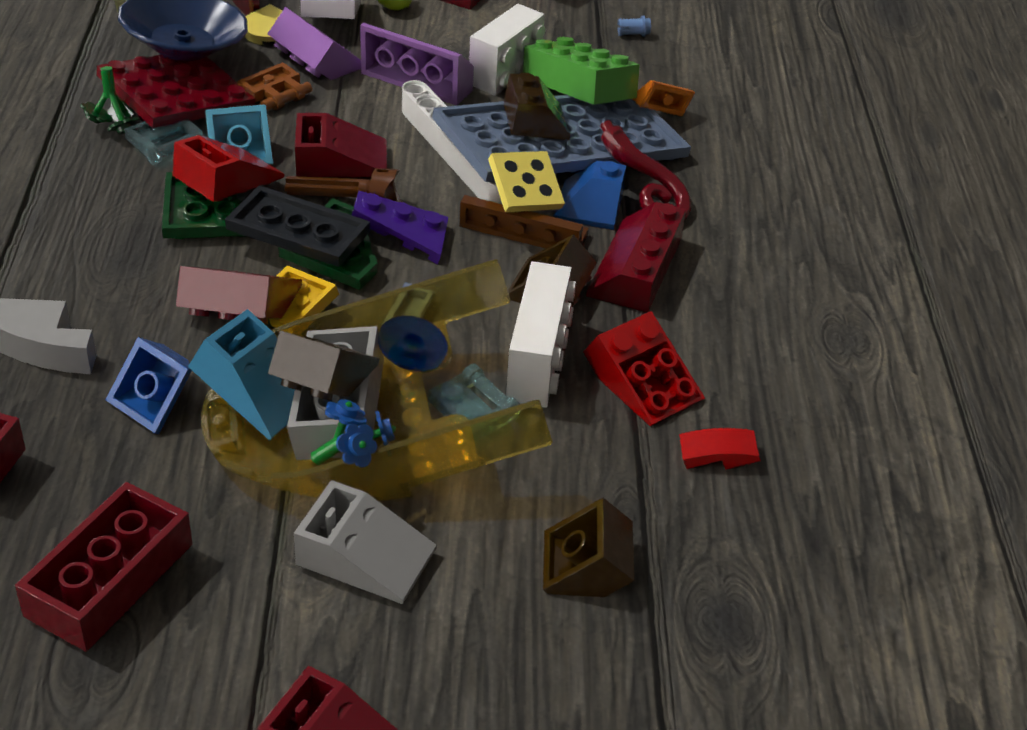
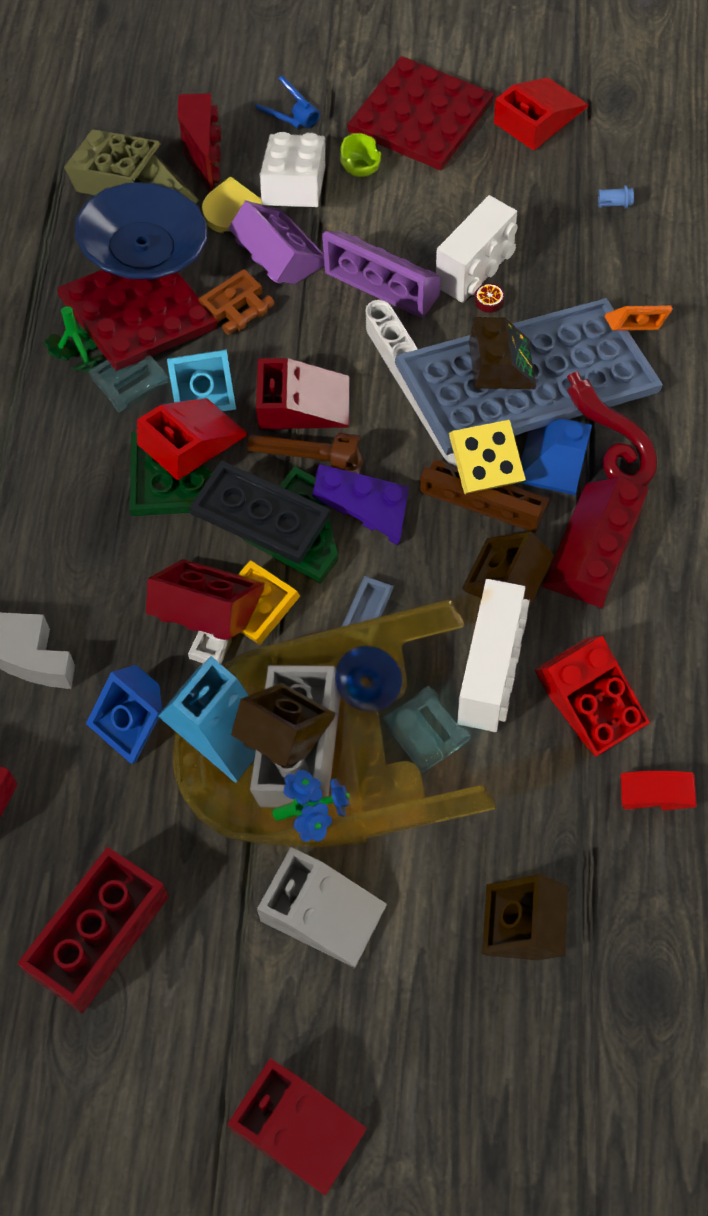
camera: 10 degrees right, 20 degrees up
(582, 71) = (552, 286): bright green brick -> none

